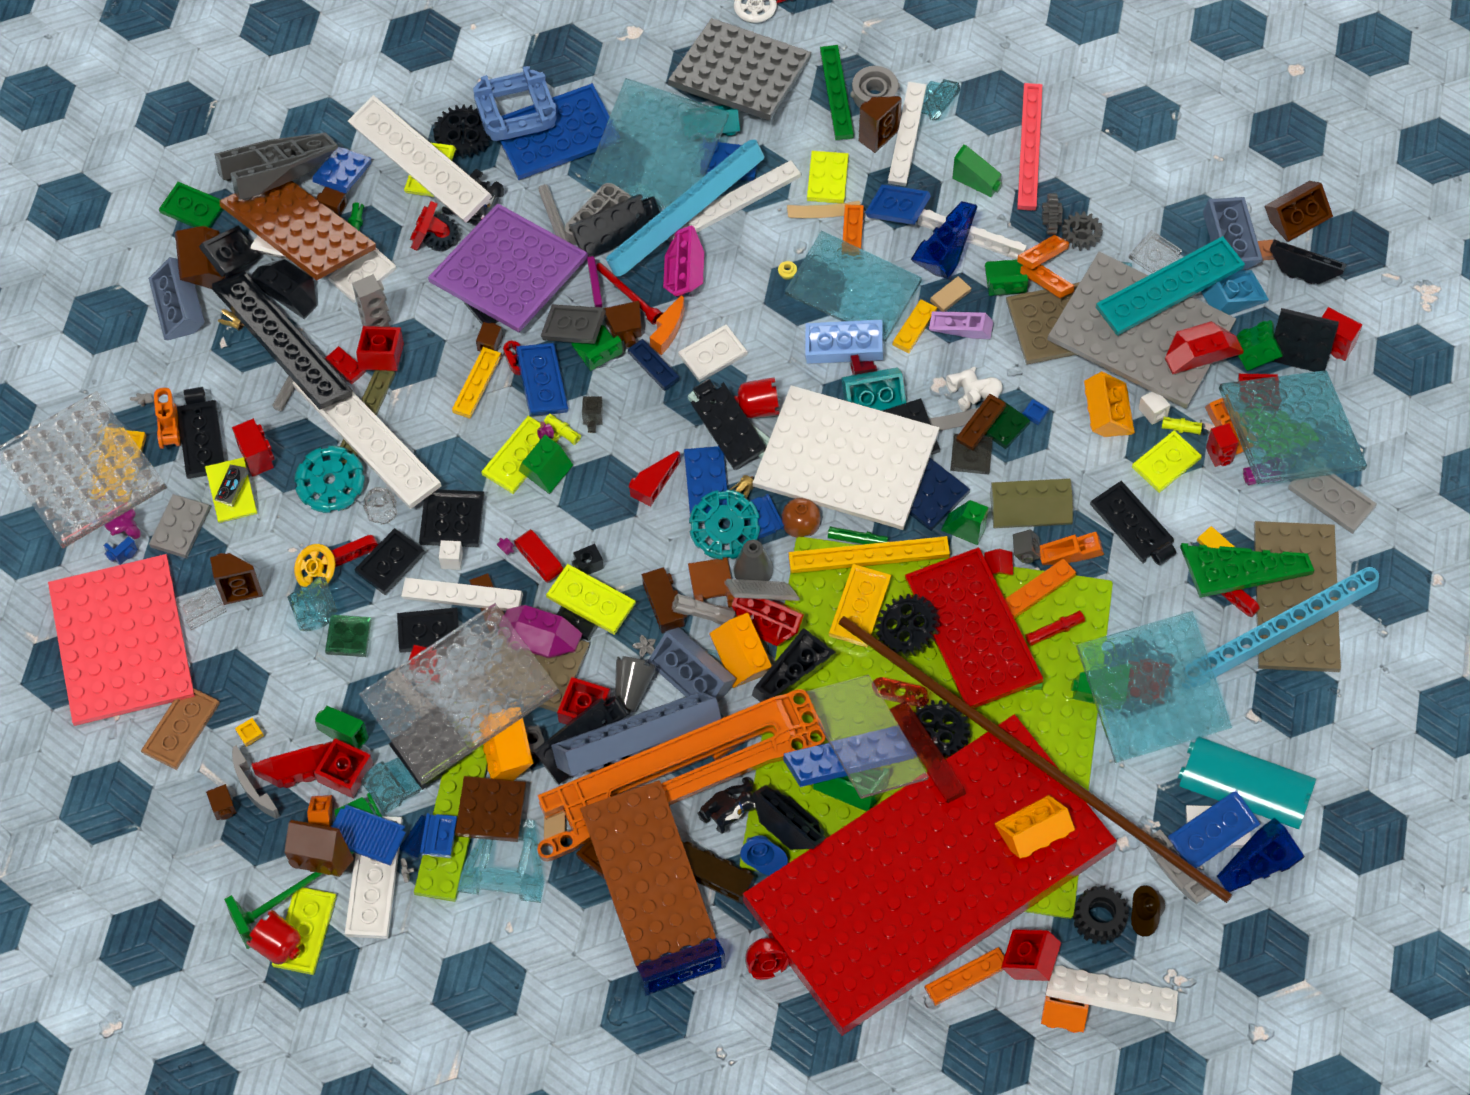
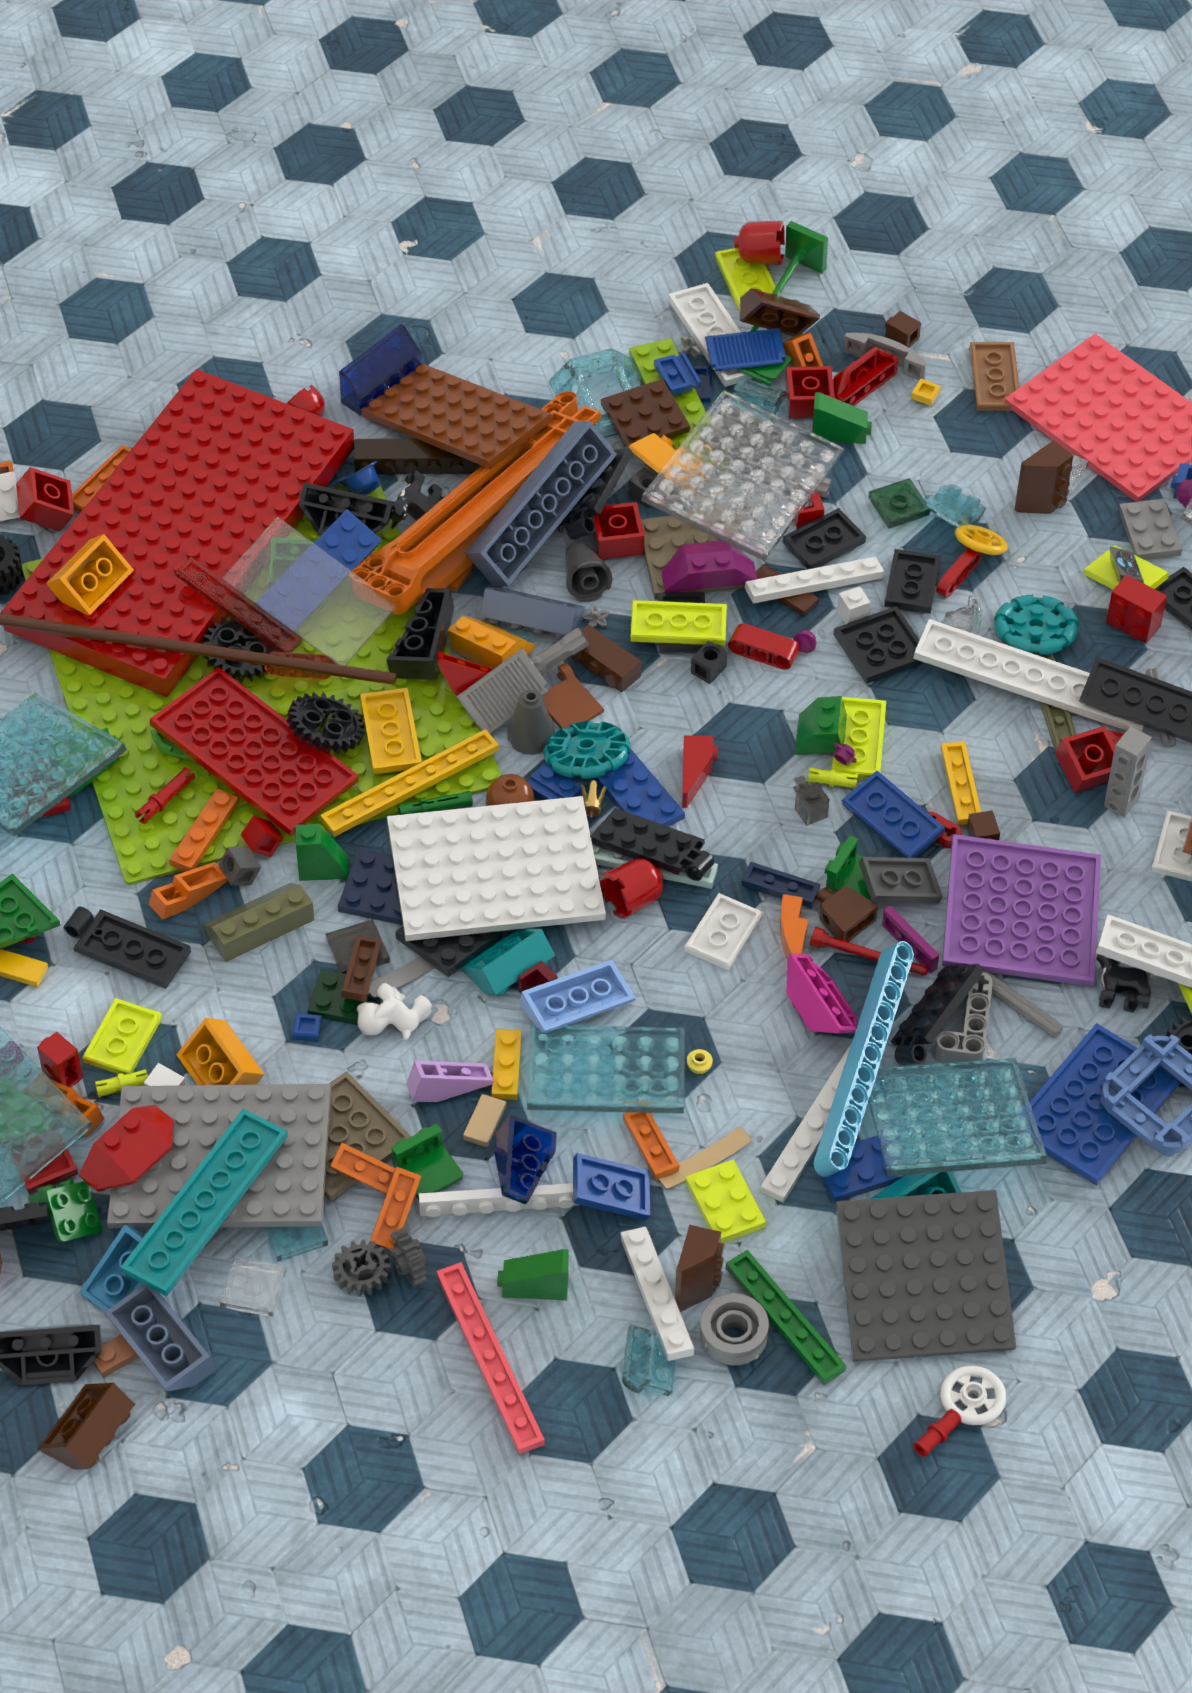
camera: 150 degrees right, 10 degrees down
(433, 229) = (1142, 909): plate -> none

